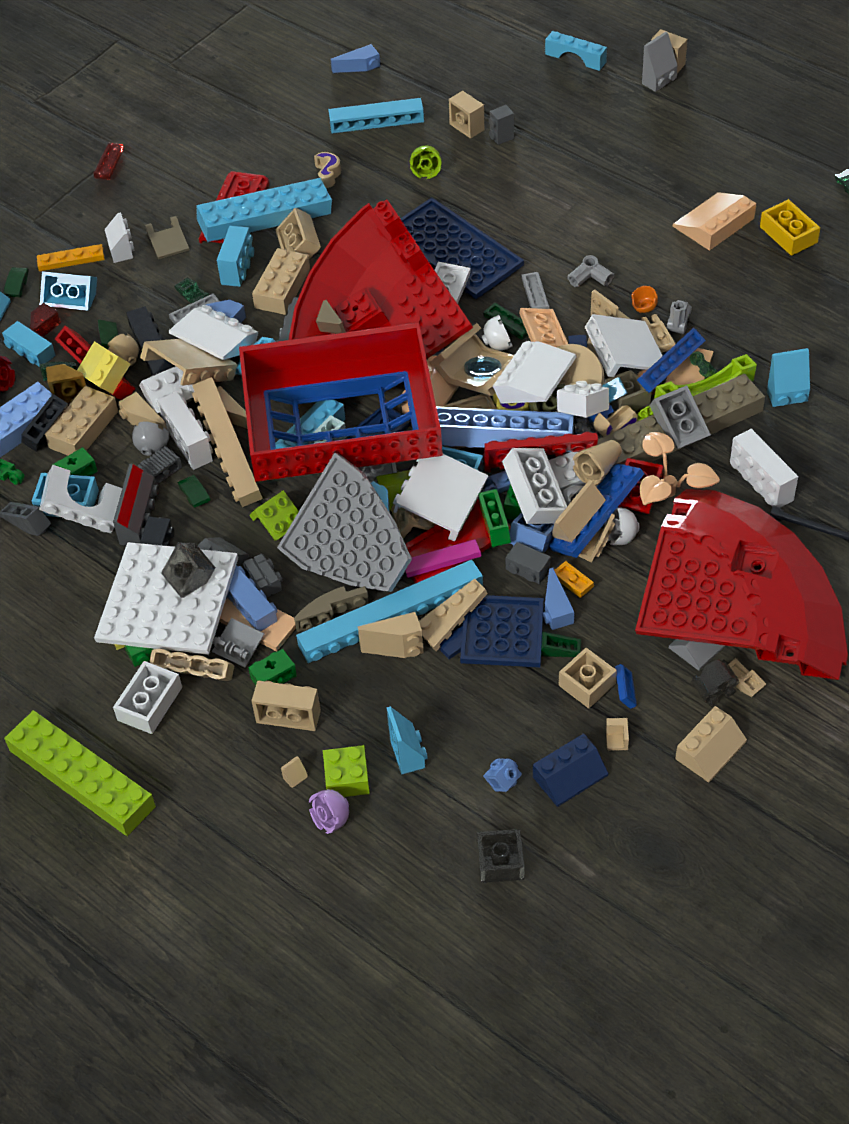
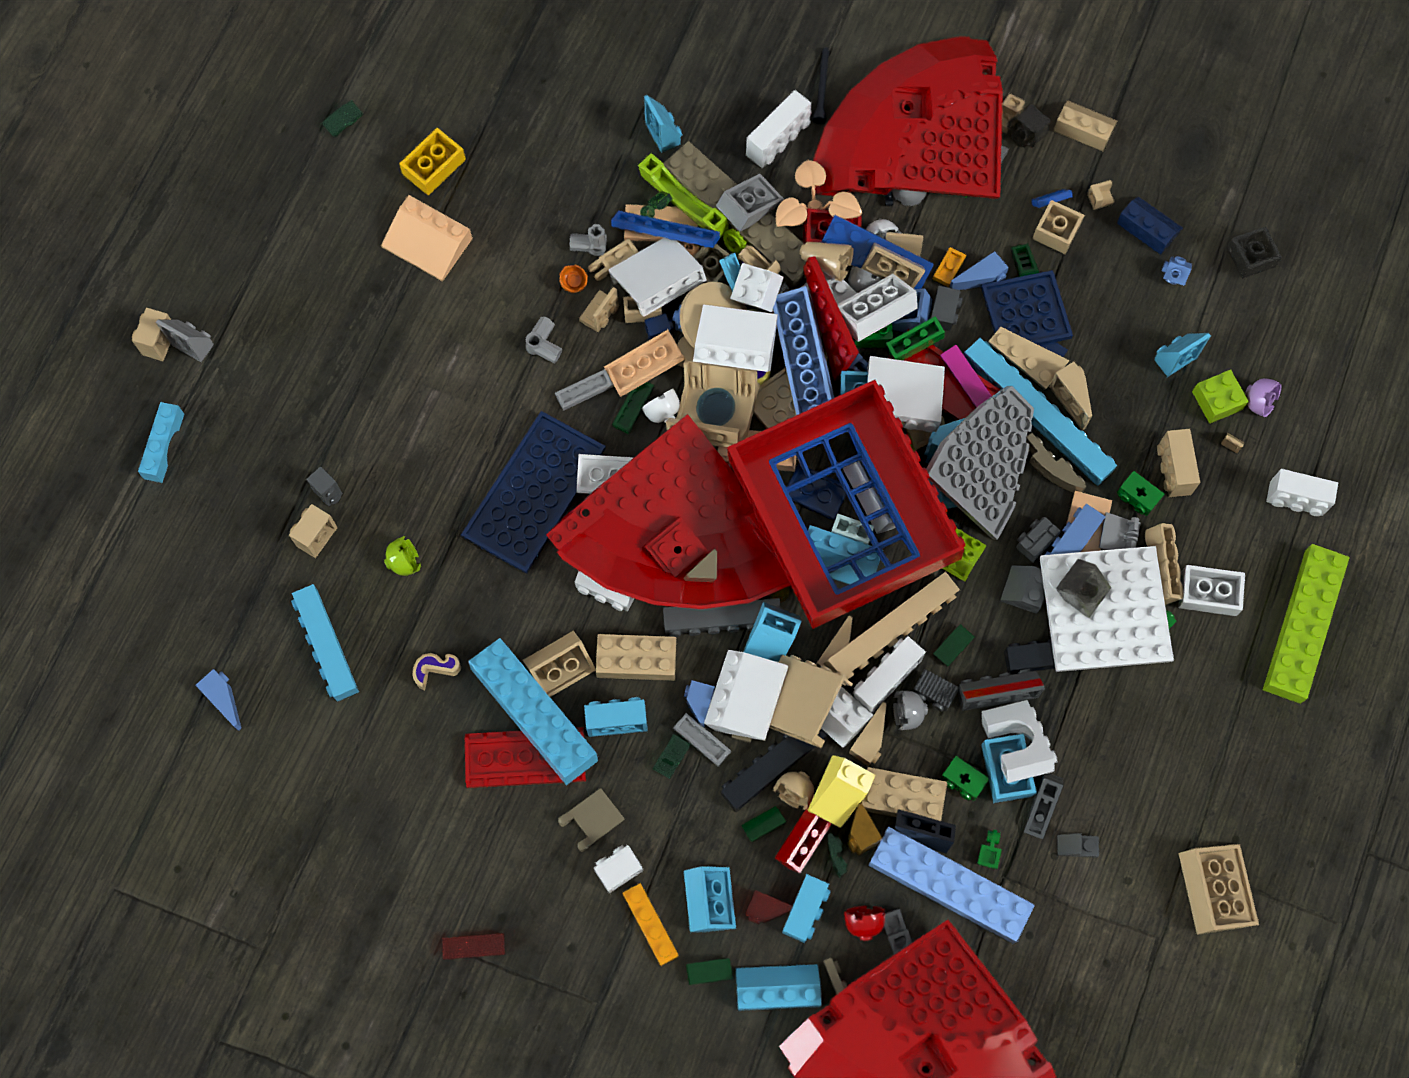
camera: 110 degrees left, 20 degrees up
(209, 806) = (1302, 492): none -> white brick

